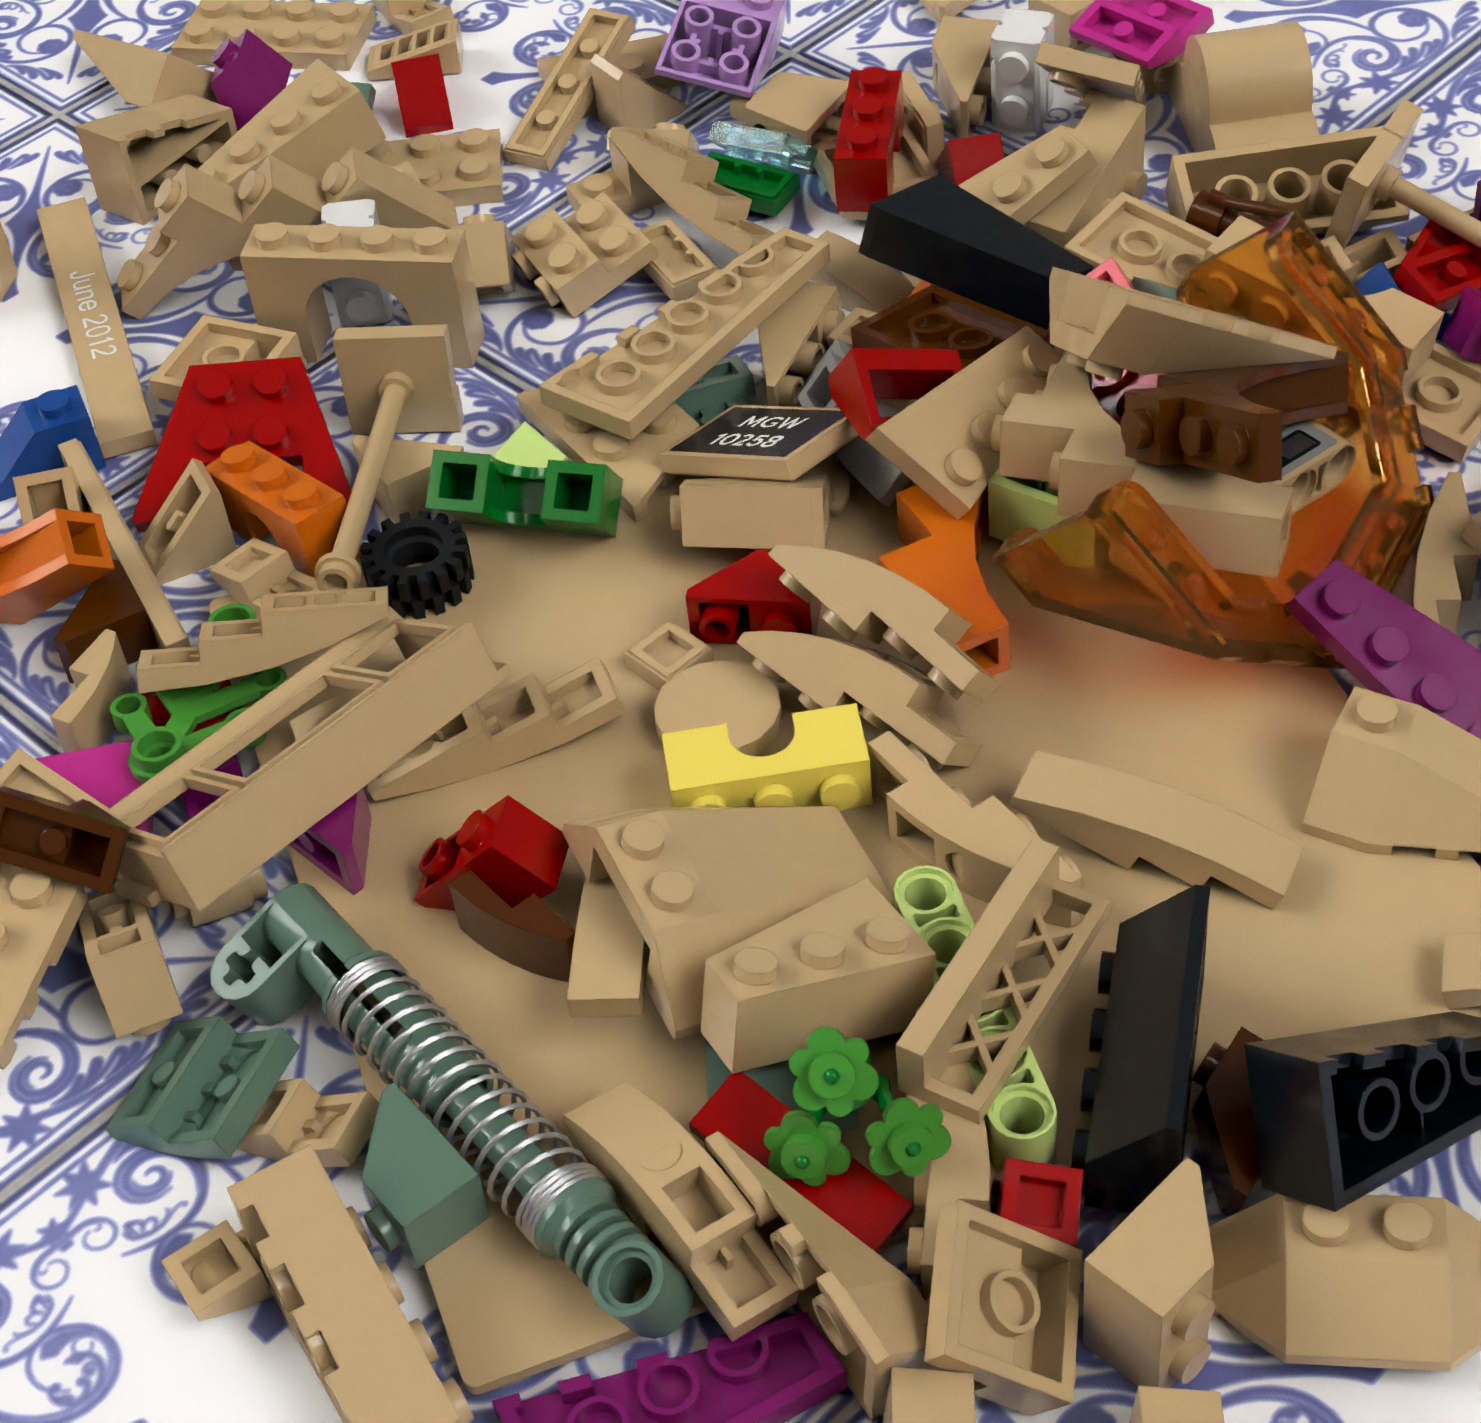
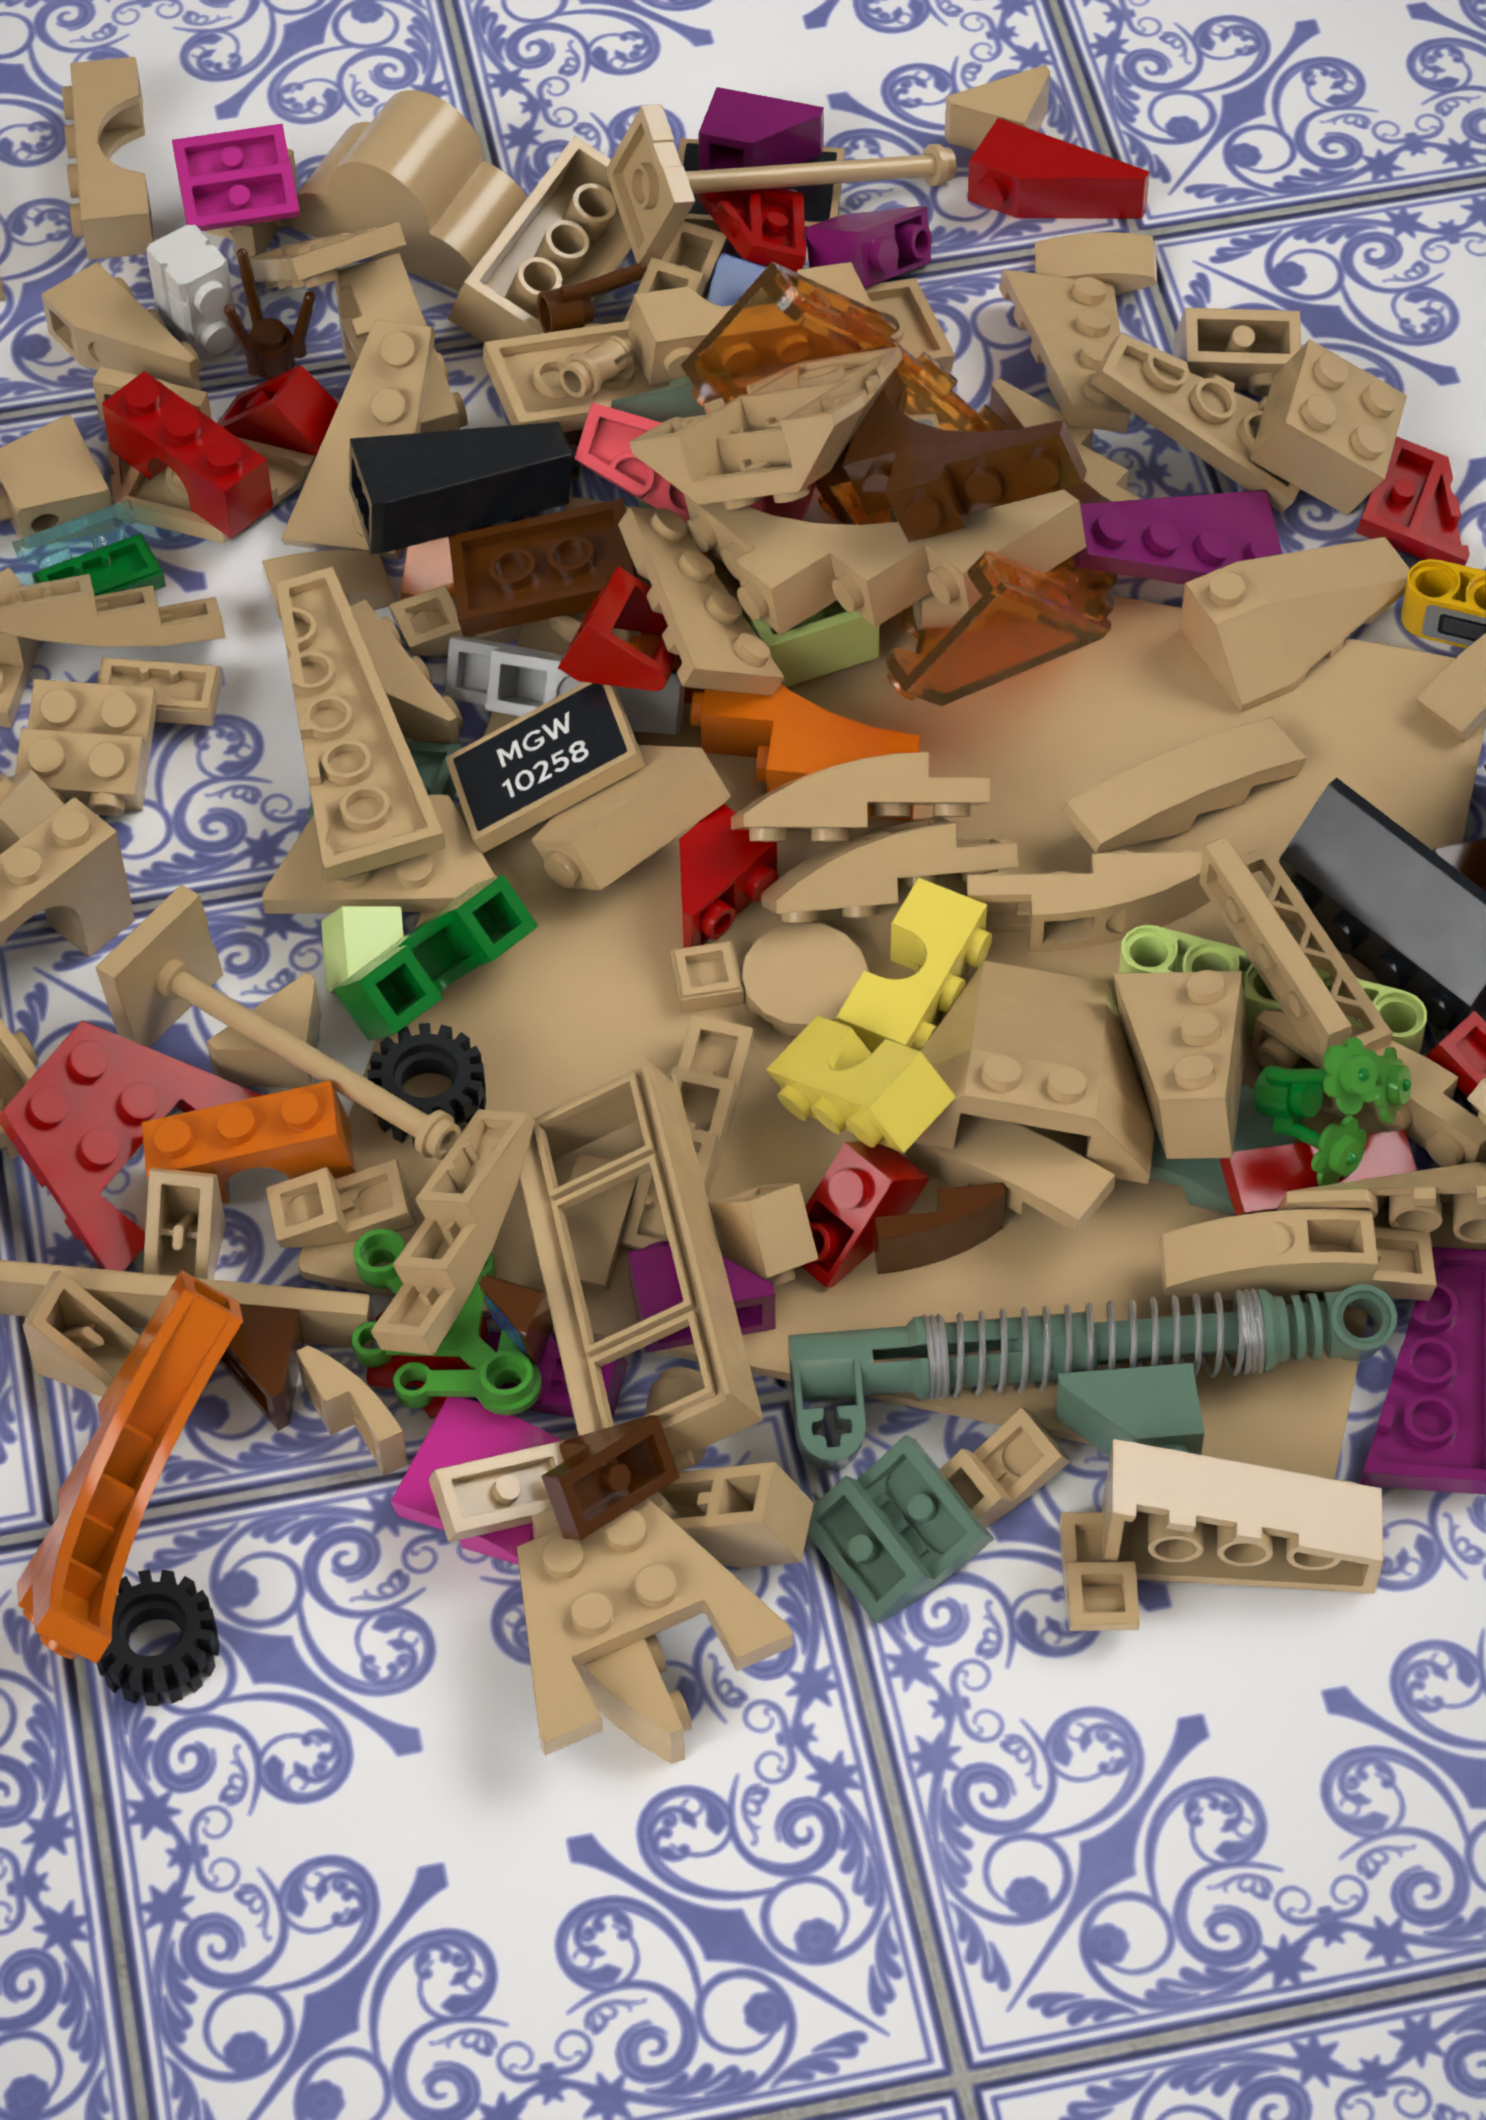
camera: 60 degrees left, 10 degrees up
(198, 709) = (519, 1313): none -> reddish brown slope
(404, 814) = (765, 1230): none -> tan brick
(581, 776) = (875, 1095): none -> light yellow arch
(1033, 124) = (269, 345): none -> reddish brown plant
(1157, 246) = (586, 372): none -> tan pin

